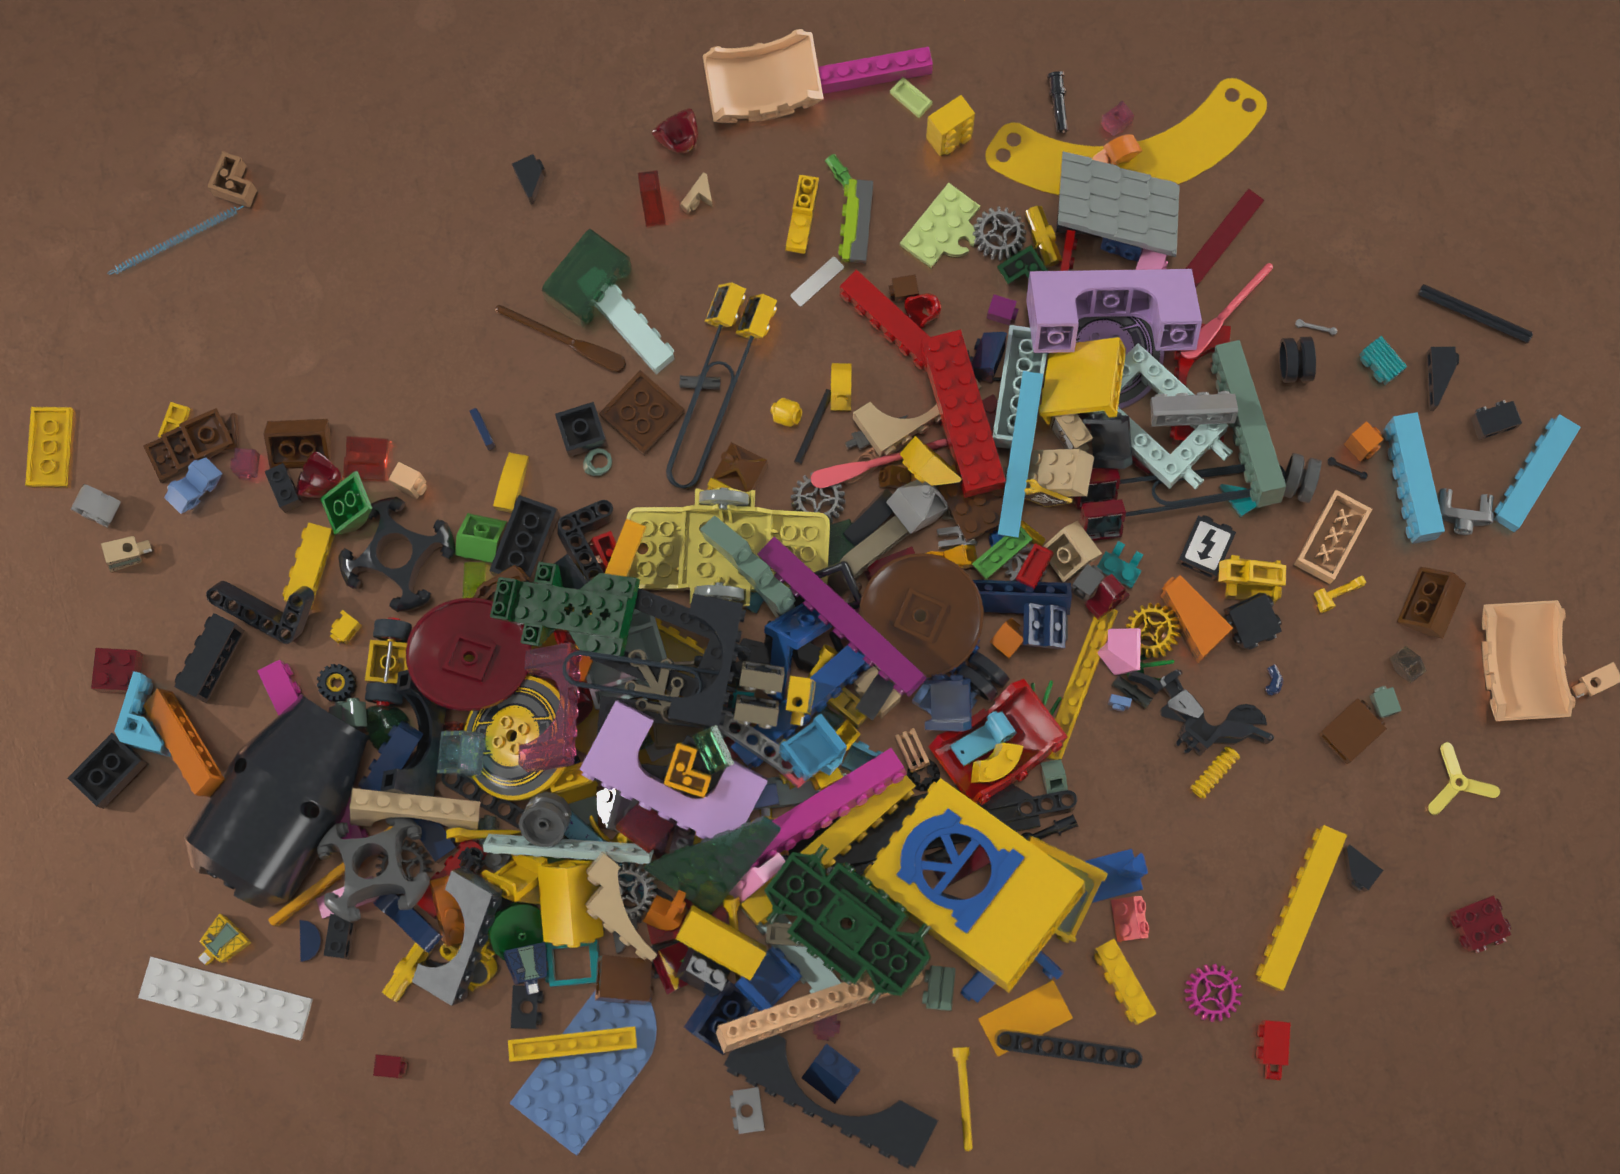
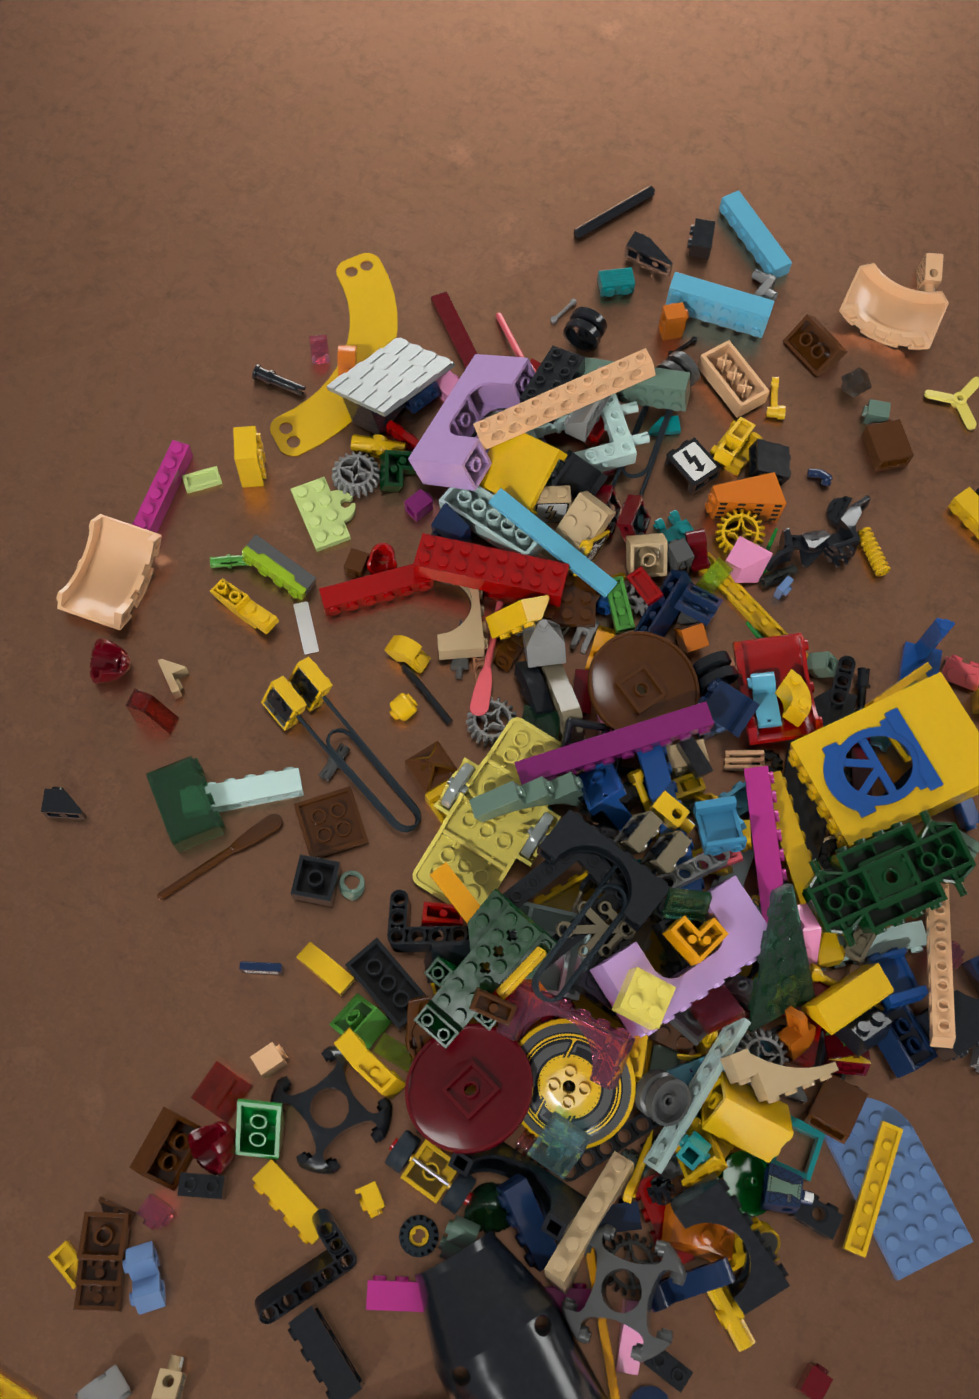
camera: 70 degrees left, 10 degrees down
(442, 563) = (368, 1065): none -> yellow slope
(515, 867) = (693, 1150): none -> teal brick
(539, 633) = (493, 1006): none -> reddish brown slope
(579, 641) = (521, 972): none -> yellow axle
(604, 750) = (643, 998): none -> light yellow brick
(1088, 628) = (715, 576): none -> clear neon green tile
(1166, 380) = (565, 399): none -> light nougat brick
(1193, 361) = (555, 370): none -> black brick

